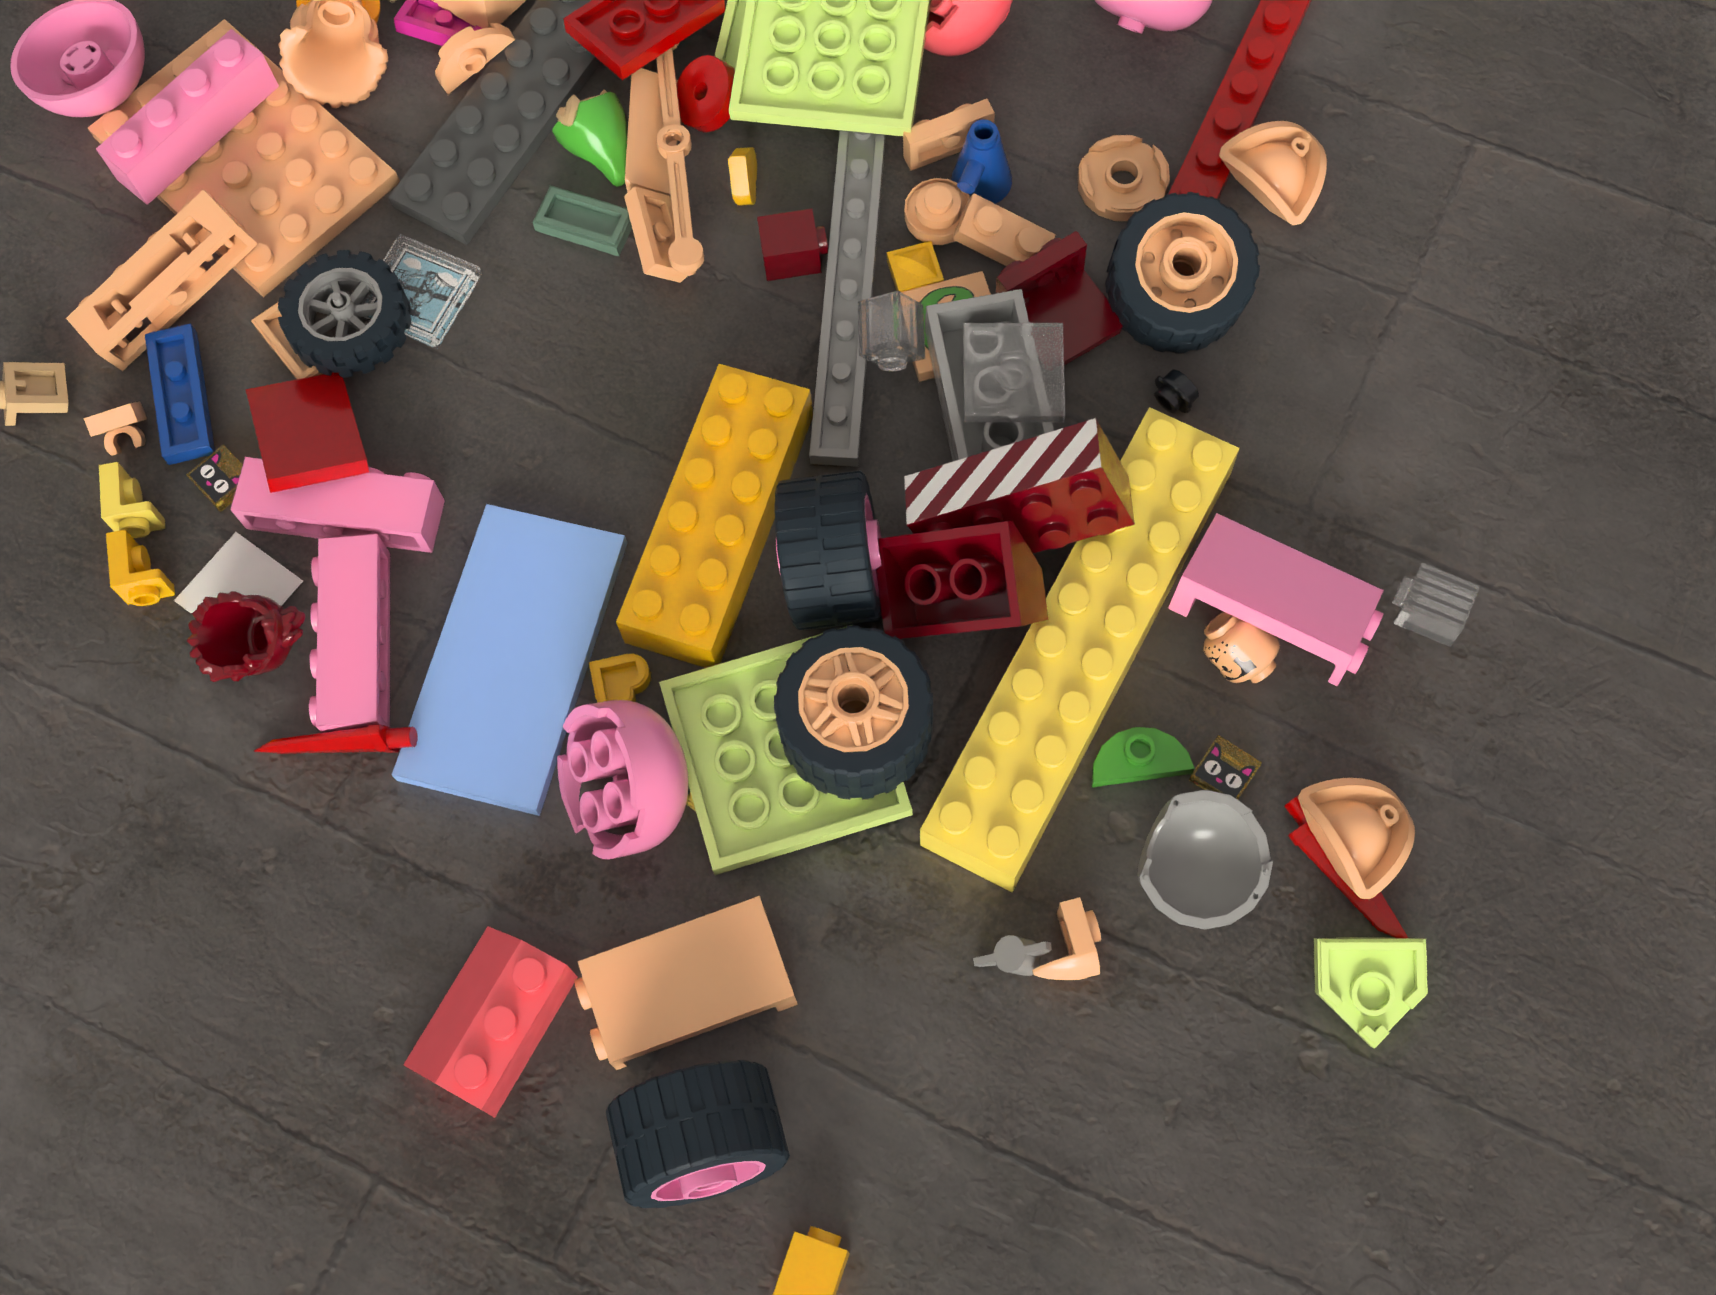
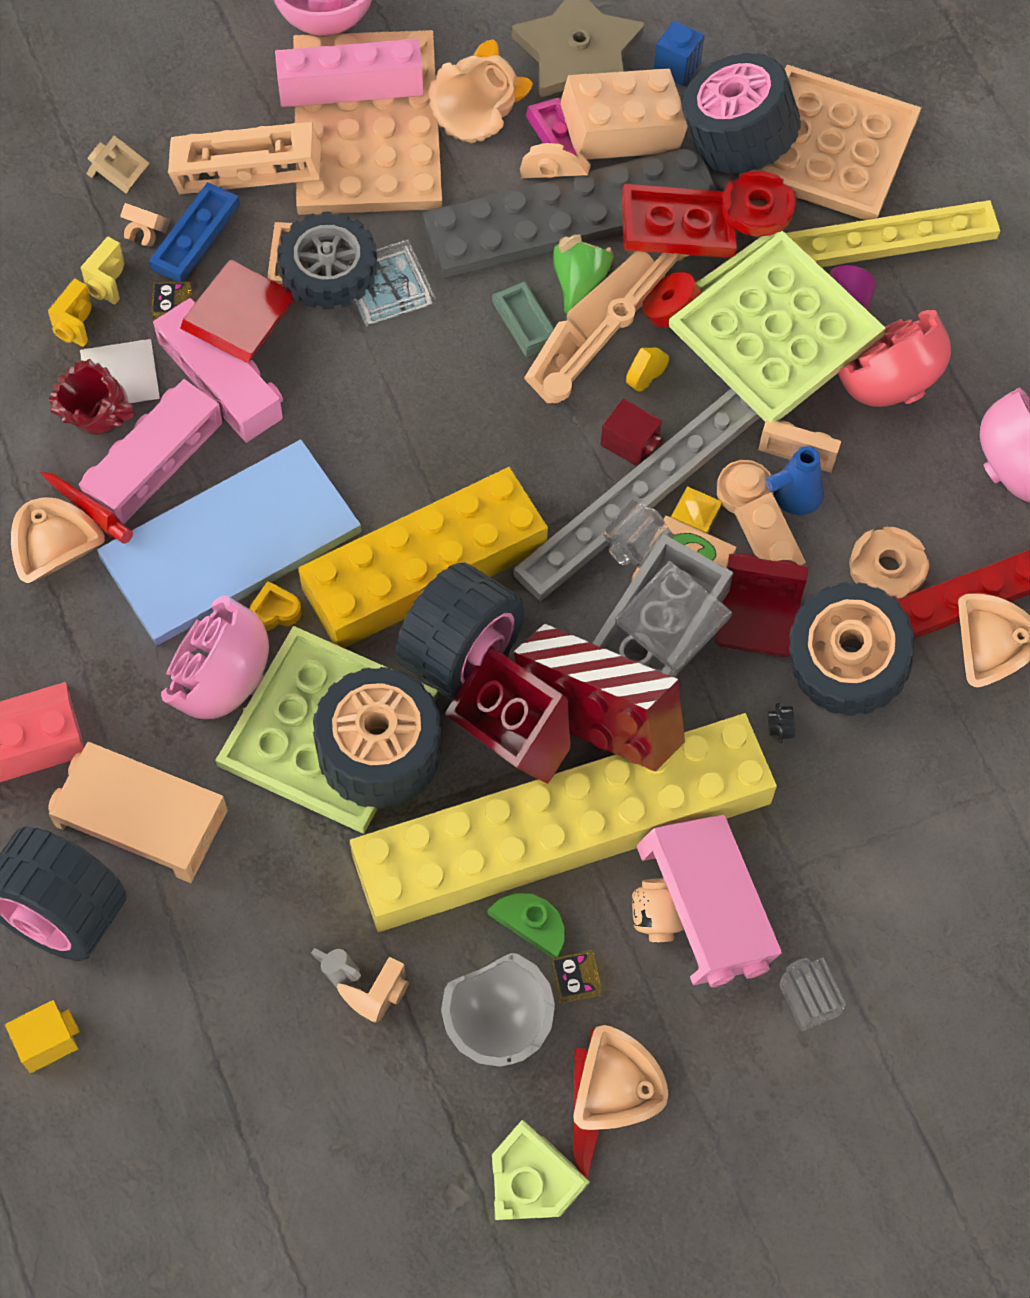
camera: 35 degrees right, 5 degrees down
(333, 801) = (50, 536): none -> light nougat hat

